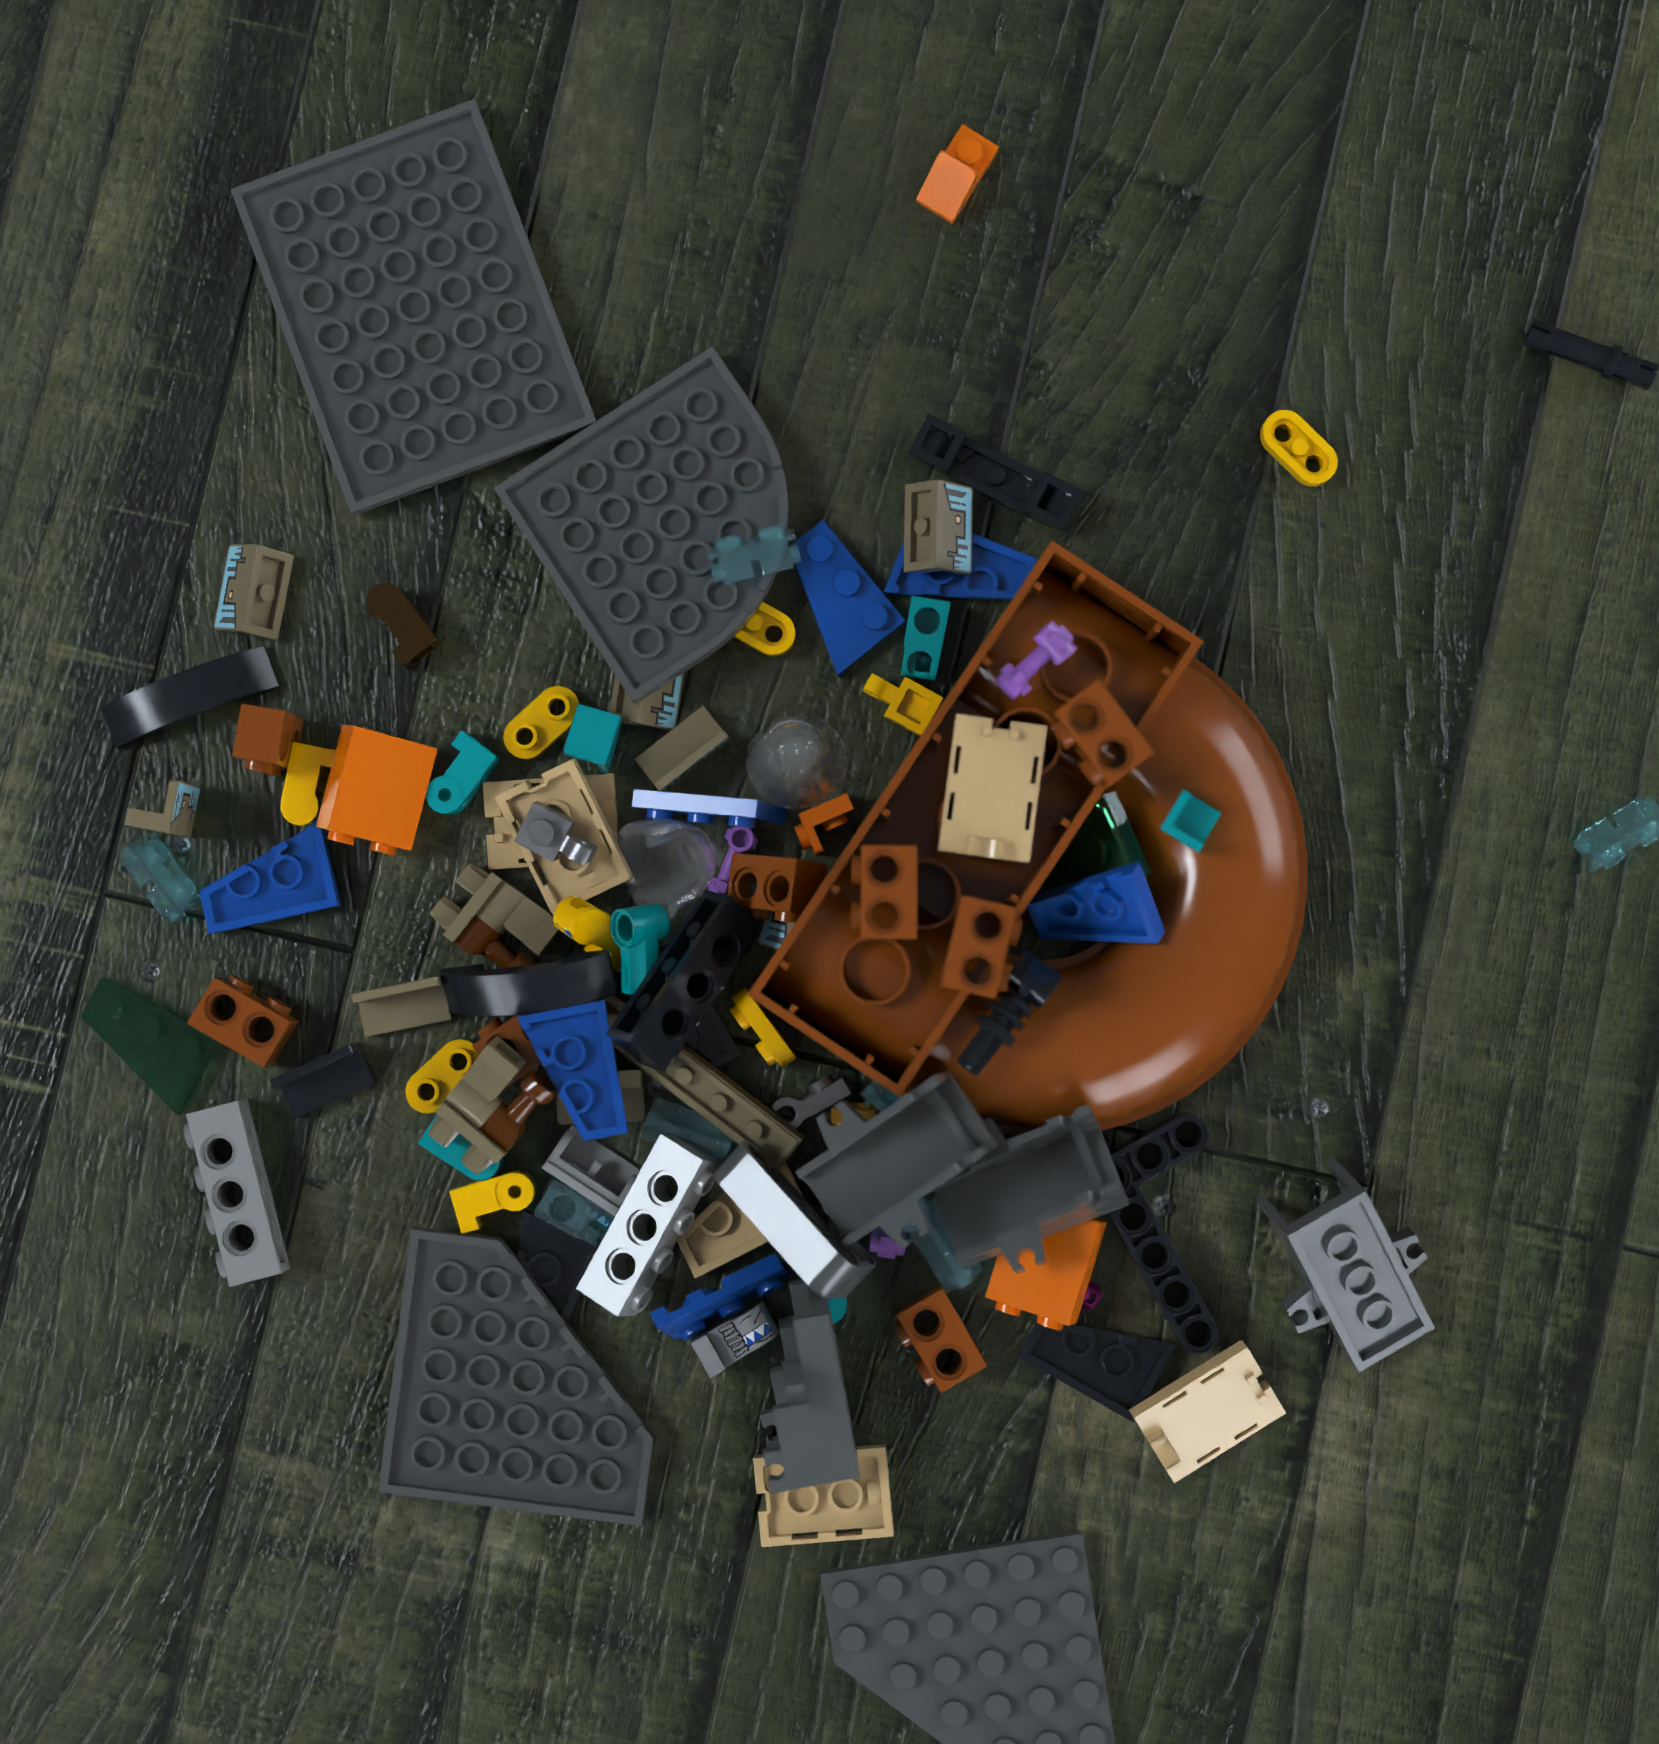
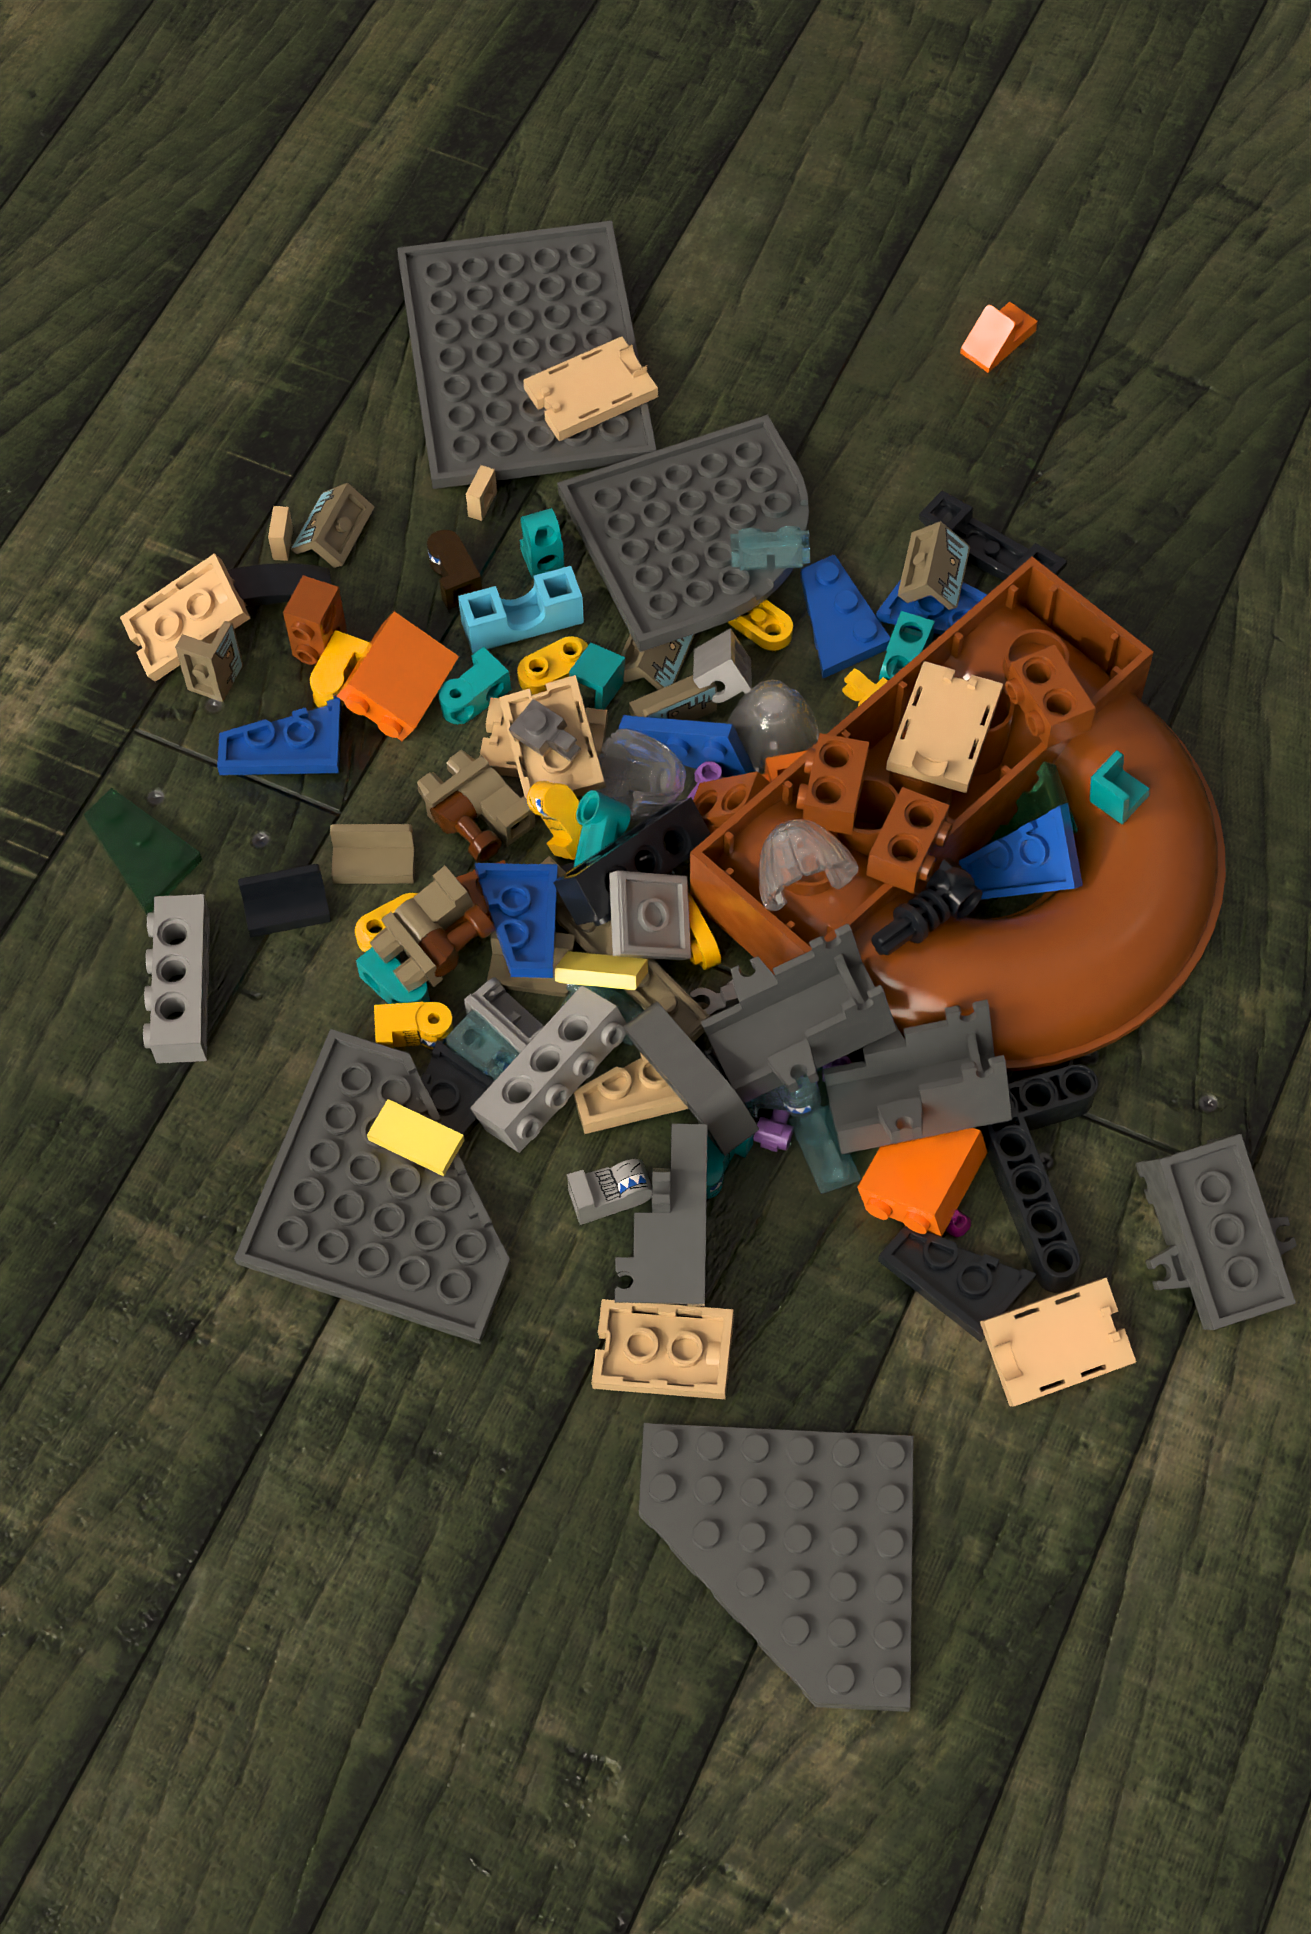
camera: 15 degrees right, 25 degrees down
(123, 756) = (188, 606): none -> tan piece
(150, 860) = (182, 707): clear light blue hinge -> none
(197, 616) = (280, 533): none -> tan tile
(240, 1030) = (221, 846): dark orange brick -> none
(410, 517) = (481, 493): none -> tan tile
(495, 578) = (541, 539): none -> teal leg
(503, 352) = (591, 388): none -> tan piece
(507, 665) = (549, 606): none -> medium azure arch
(528, 1335) = (415, 1137): none -> light yellow tile
(529, 988) = (492, 843): black slope -> none
(677, 1111) = (601, 970): none -> light yellow tile
(705, 1305) = (601, 1144): blue wing -> none
(715, 1044) = (650, 915): none -> light grey tile
(729, 707) = (723, 661): none -> light grey hinge
(870, 1007) = (798, 850): none -> clear hair
(948, 1333) = (814, 1224): dark orange brick -> none
(1053, 644) = (1018, 624): medium lavender bar -> none
(1301, 445) = (1264, 573): yellow plate -> none

